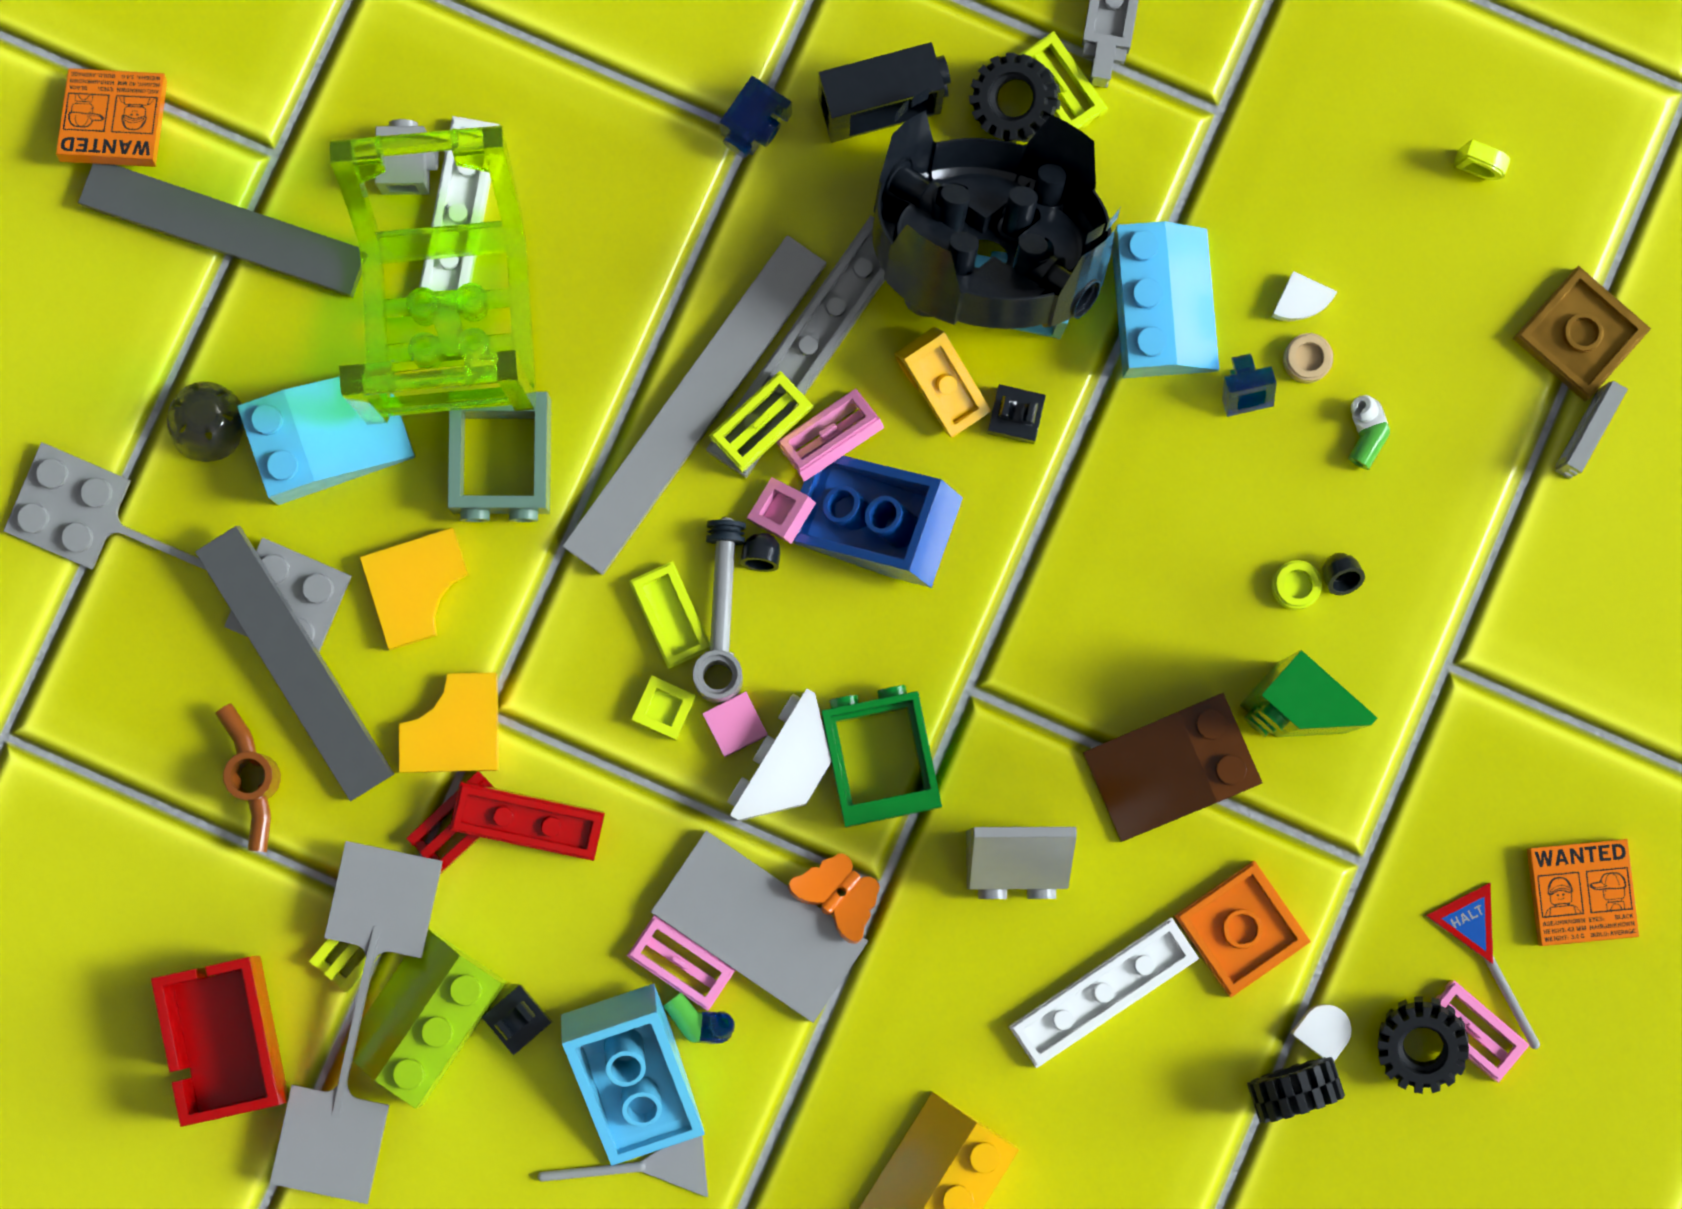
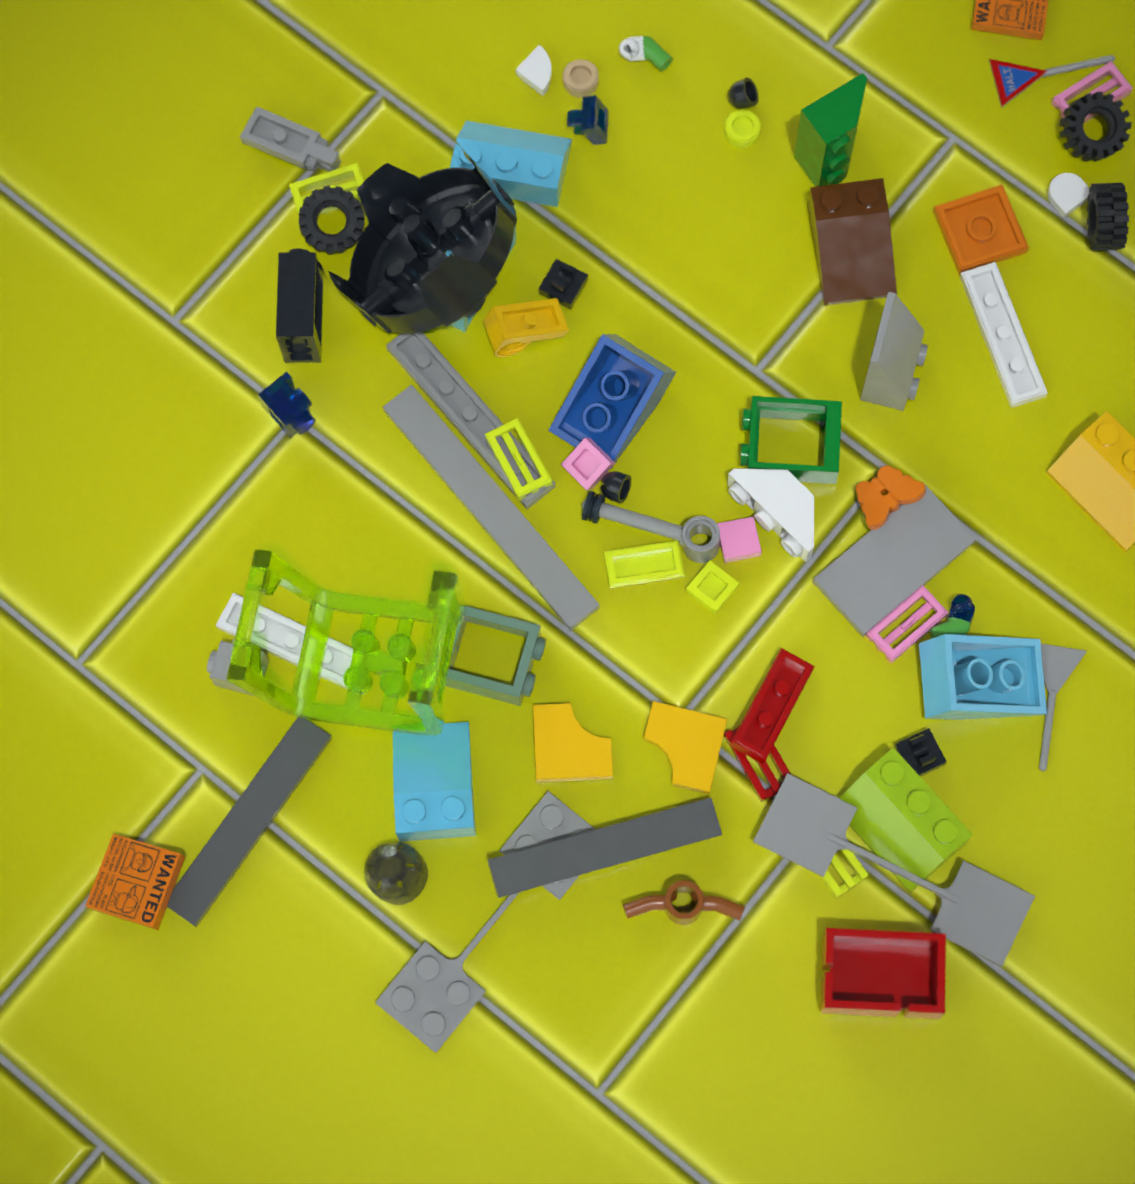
camera: 65 degrees left, 10 degrees down
(833, 439) = (554, 411): bright pink tile -> none

